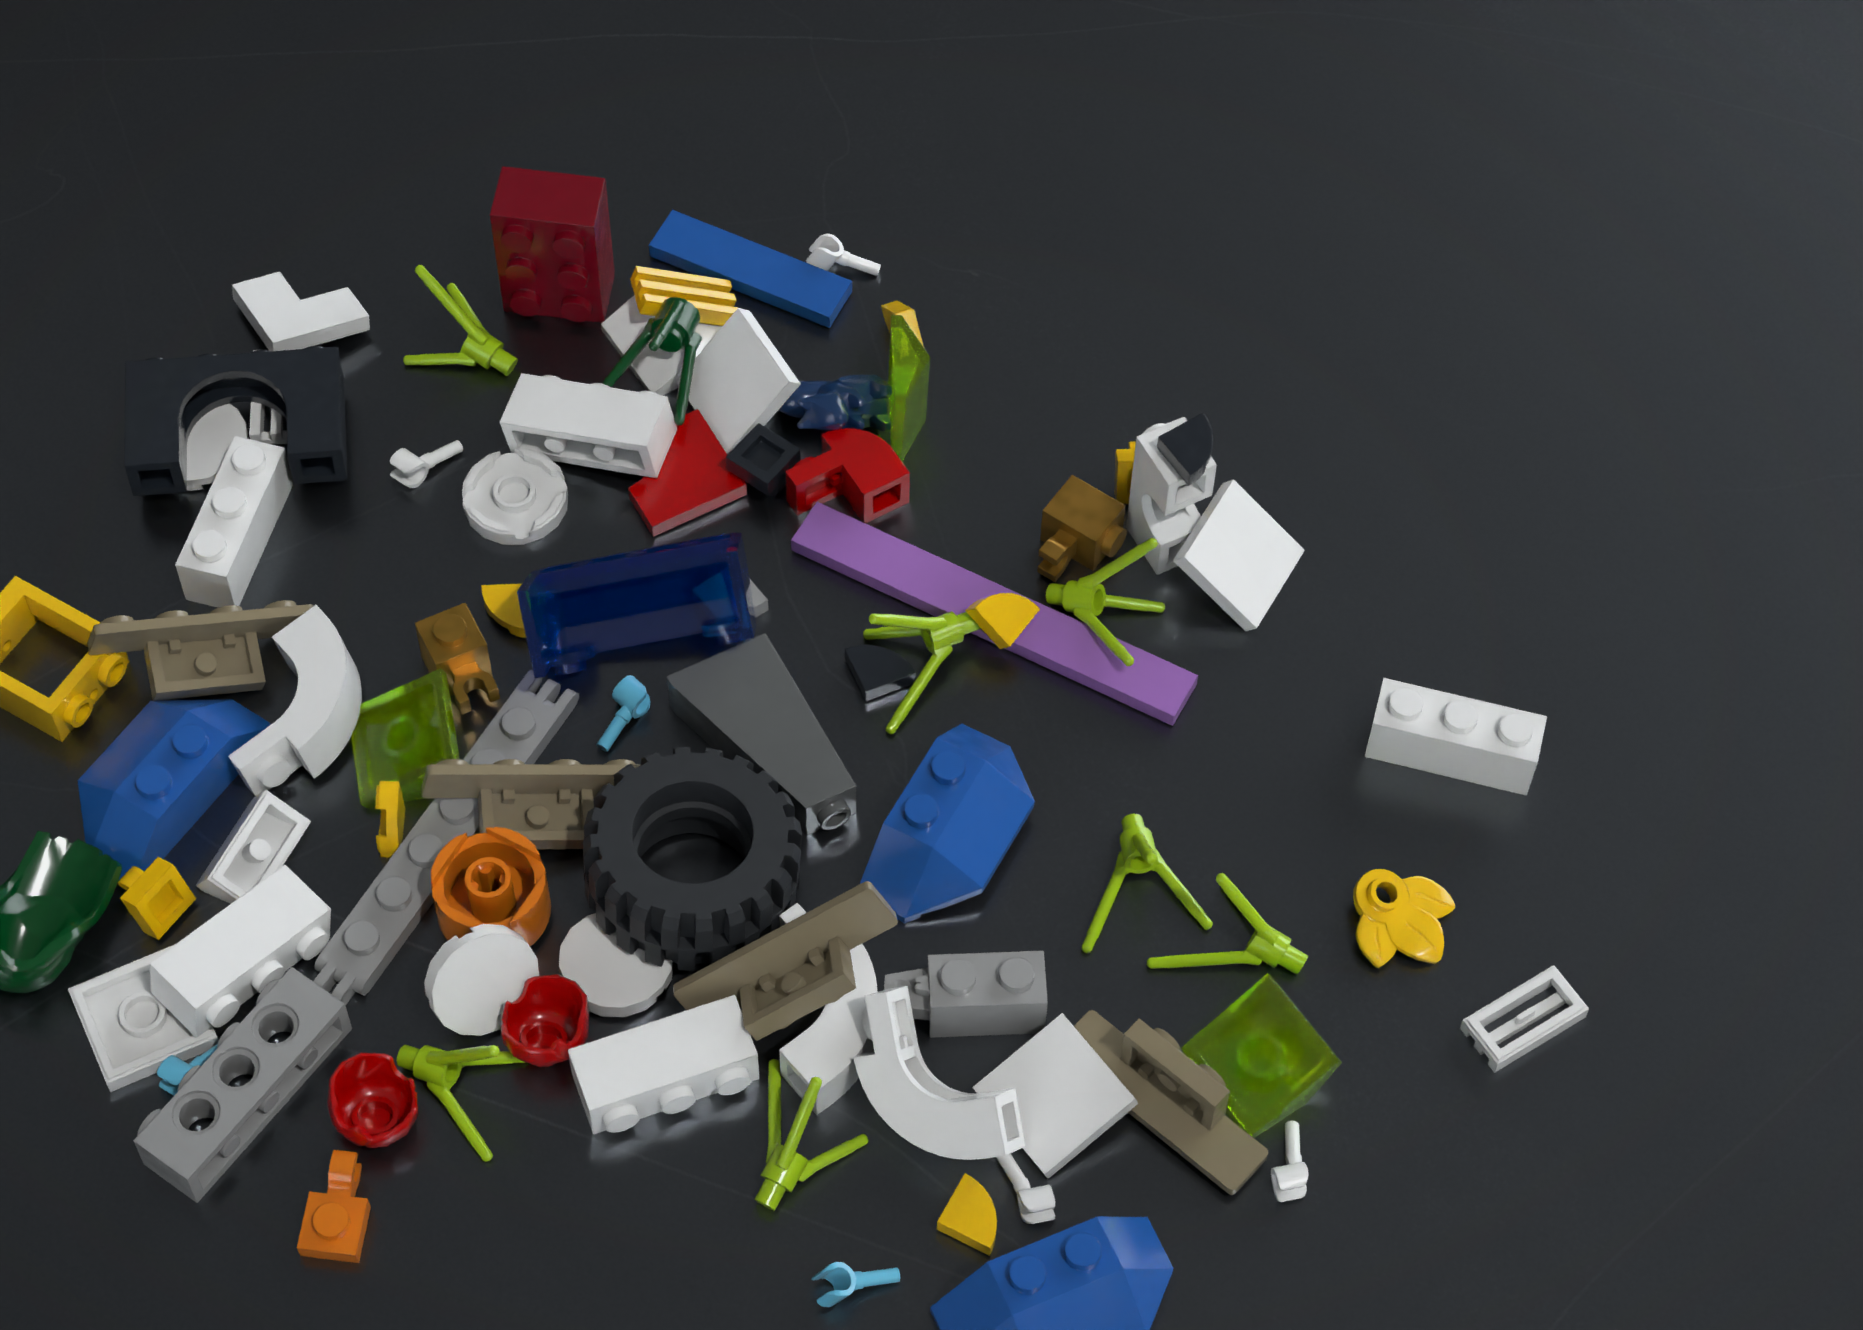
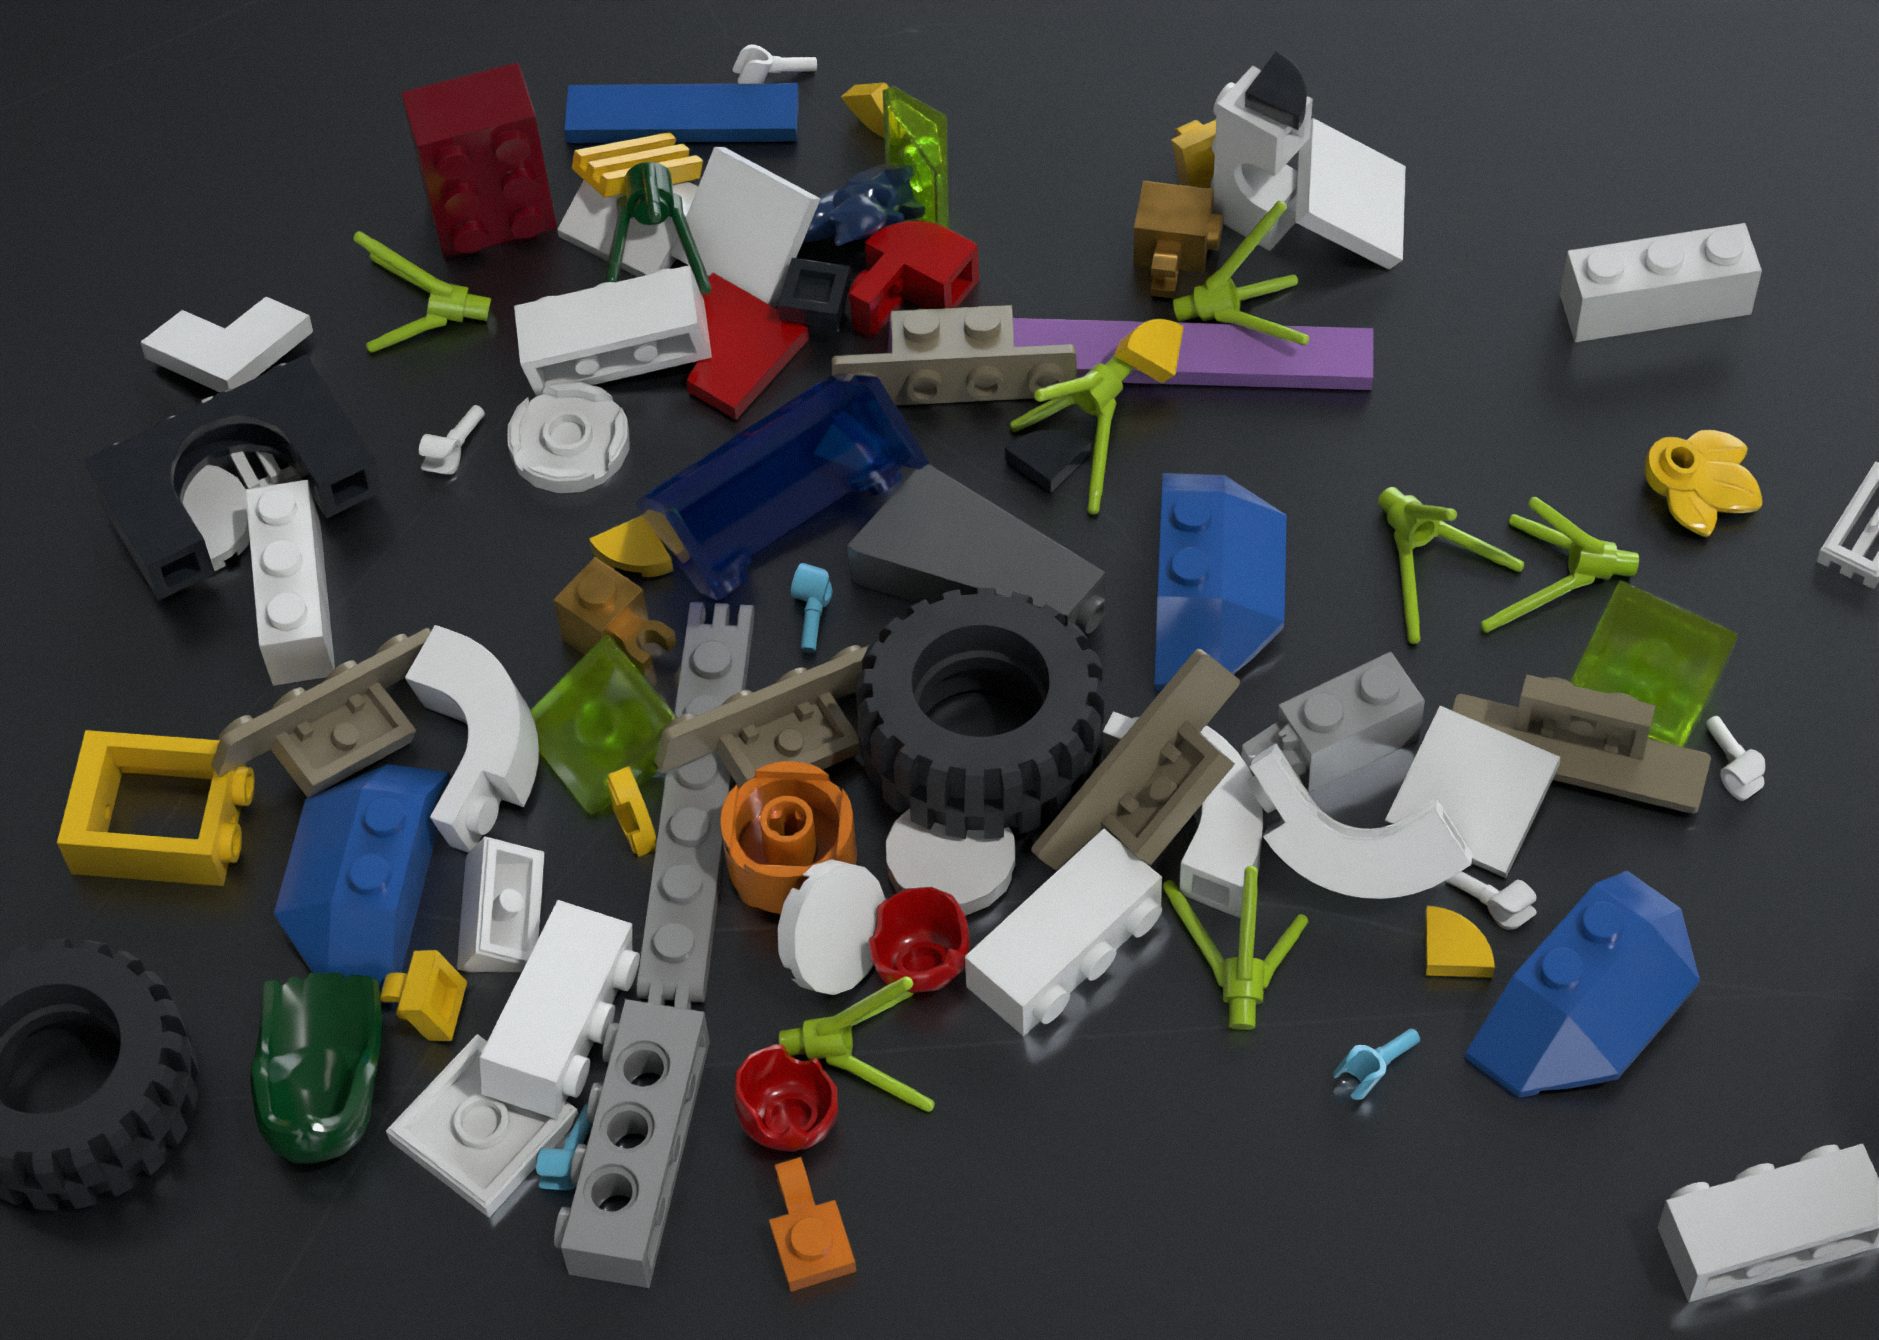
camera: 20 degrees left, 0 degrees up
(843, 558) = (960, 358): none -> dark tan bracket

